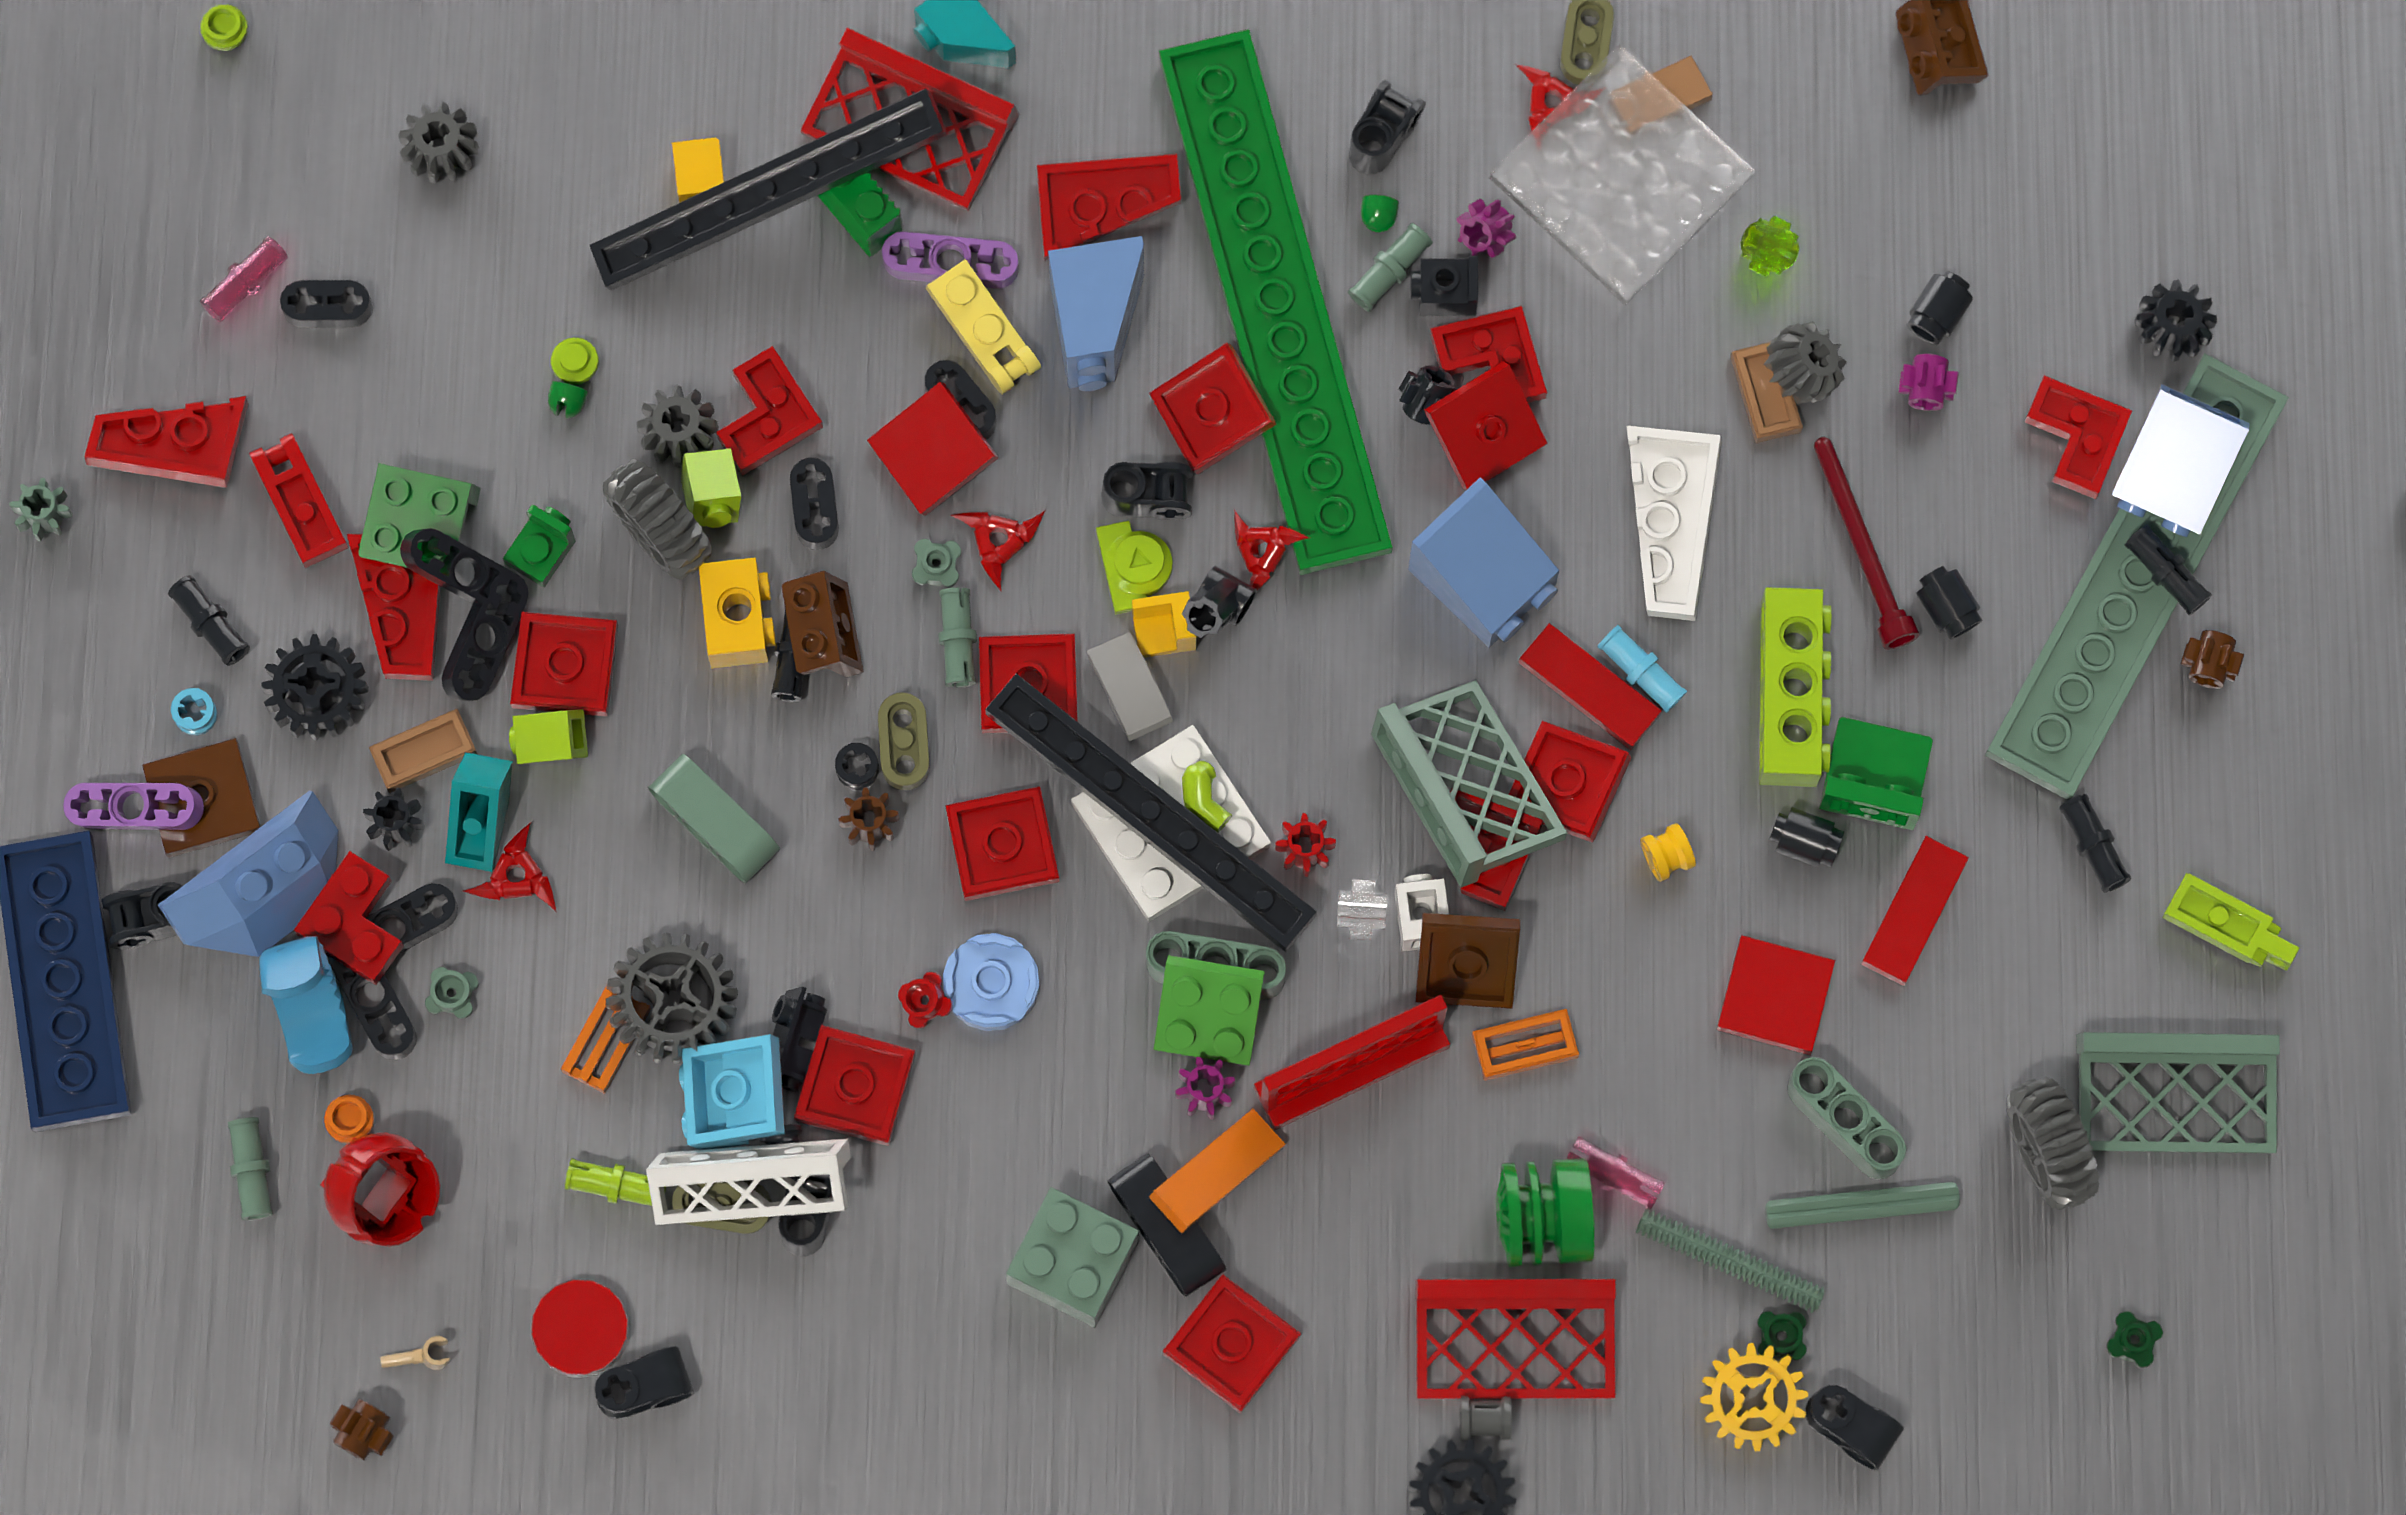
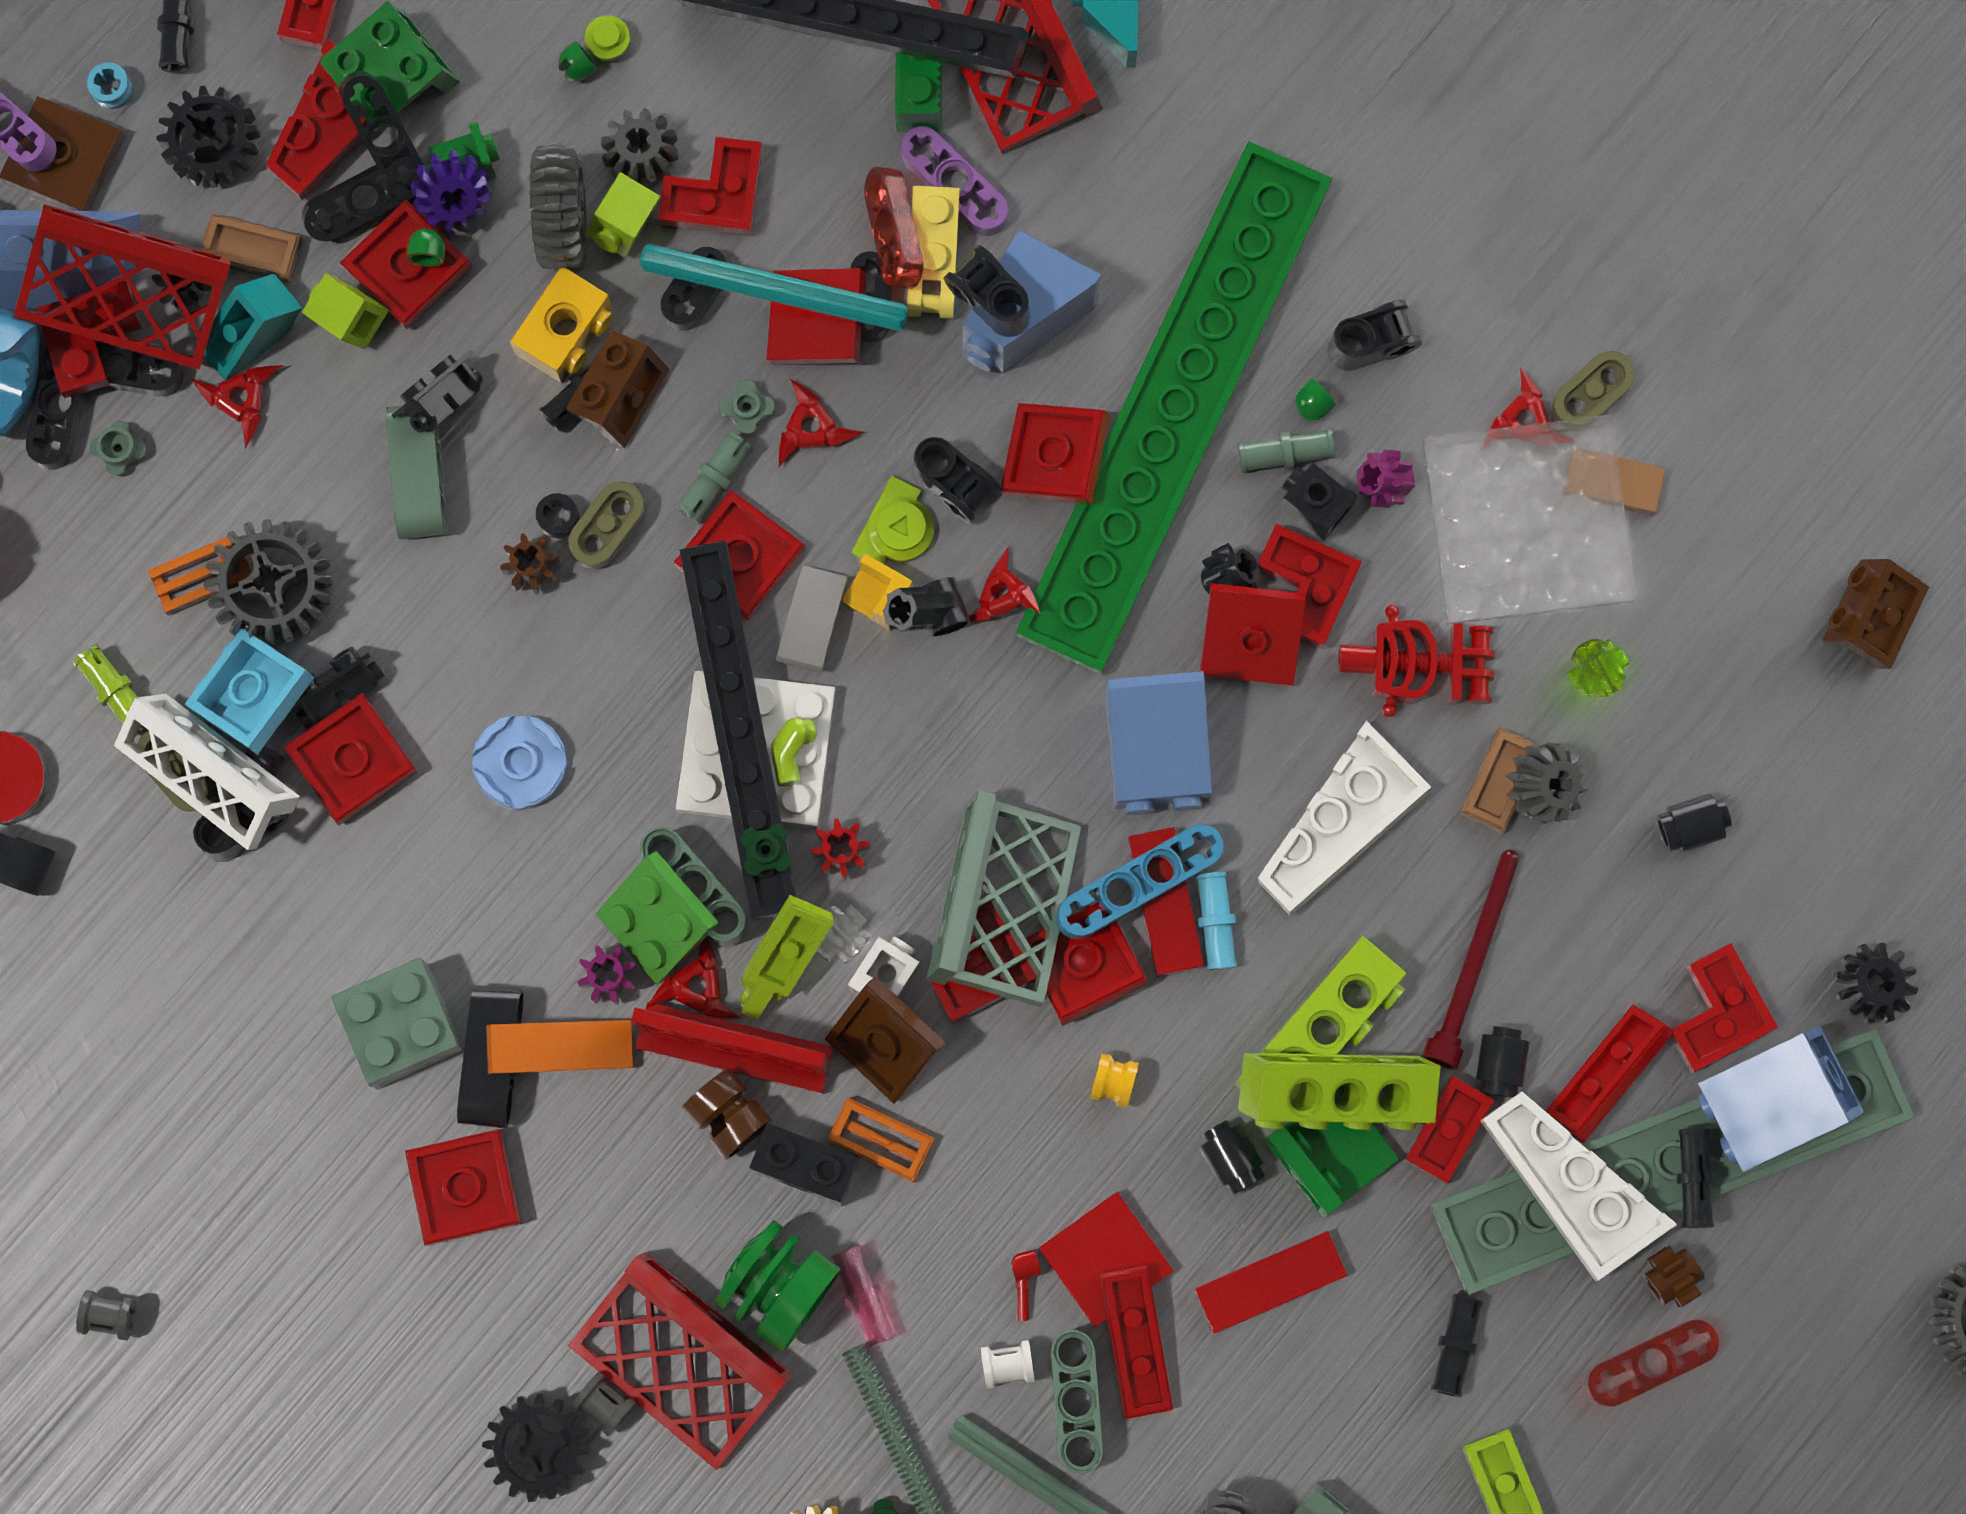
camera: 40 degrees right, 5 degrees up
(344, 813) = (135, 248): none -> red fence
(556, 575) = (454, 204): none -> dark purple gear
(576, 635) = (426, 248): none -> green hinge
(684, 746) = (426, 402): none -> black hinge
(883, 449) = (774, 287): none -> teal axle
(911, 998) = (446, 730): red plate -> none
(963, 346) = (893, 228): none -> clear red beam
(1002, 843) = (614, 663): red plate -> none
(1068, 312) = (986, 285): none -> black piece
(1102, 196) = (1109, 222): red wing -> none
(1255, 898) = (756, 860): none -> dark green plate
(1270, 1054) = (706, 970): none -> red piece
(1333, 958) = (783, 954): none -> lime hinge
(1374, 1120) = (726, 1114): none -> reddish brown wheel
(1485, 1107) = (804, 1164): none -> black brick
(1559, 683) = (1141, 885): none -> dark azure beam
(1602, 368) = (1373, 660): none -> red torso
(1718, 1051) = (1024, 1266): none -> red hand
(1770, 1133) = (1007, 1364): none -> white bush
(1852, 1036) = (1135, 1341): none -> red tile
(1870, 695) = (1272, 1076): none -> lime brick
(1928, 382) = (1633, 875): magenta gear -> none
(1952, 686) = (1457, 1120): none -> red plate
(2035, 547) = (1609, 1072): none -> red tile
(2098, 652) = (1583, 1197): none -> white wing
(2251, 704) = (1678, 1336): none -> clear red beam

